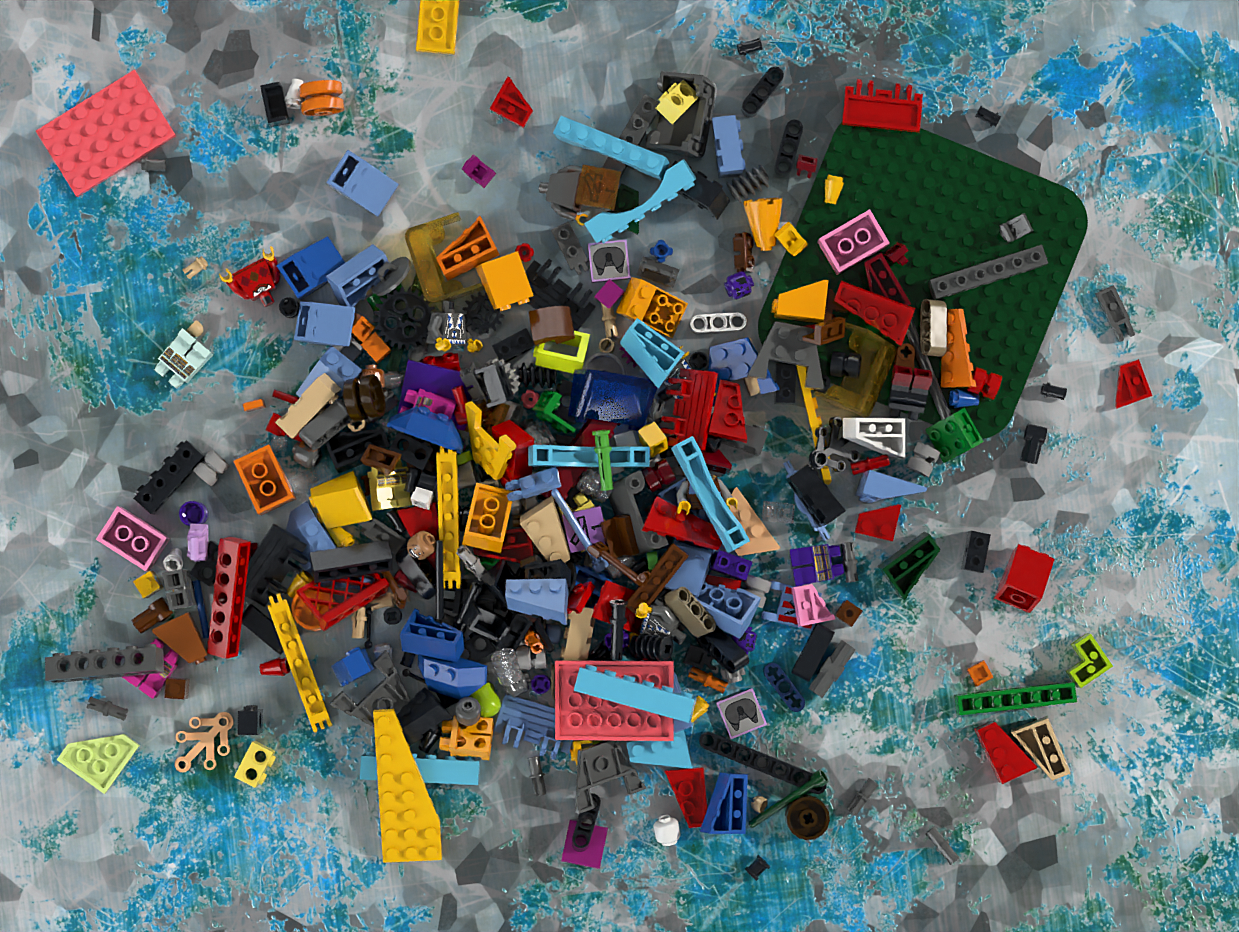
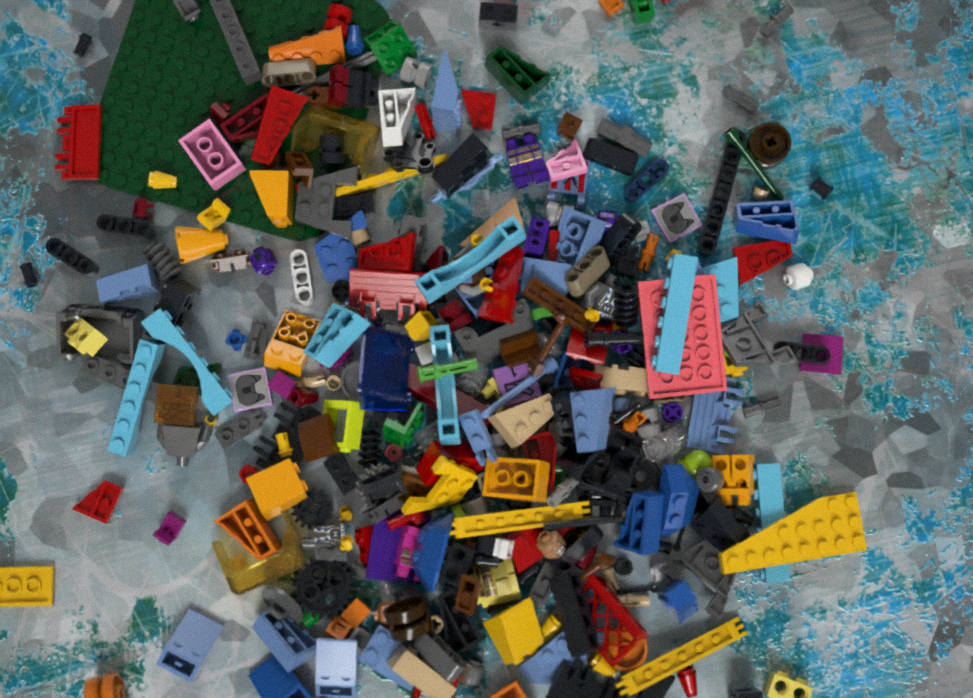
camera: 90 degrees left, 5 degrees down
(548, 290) = (283, 445): none -> yellow pin
(595, 312) = (302, 396): none -> dark red cone

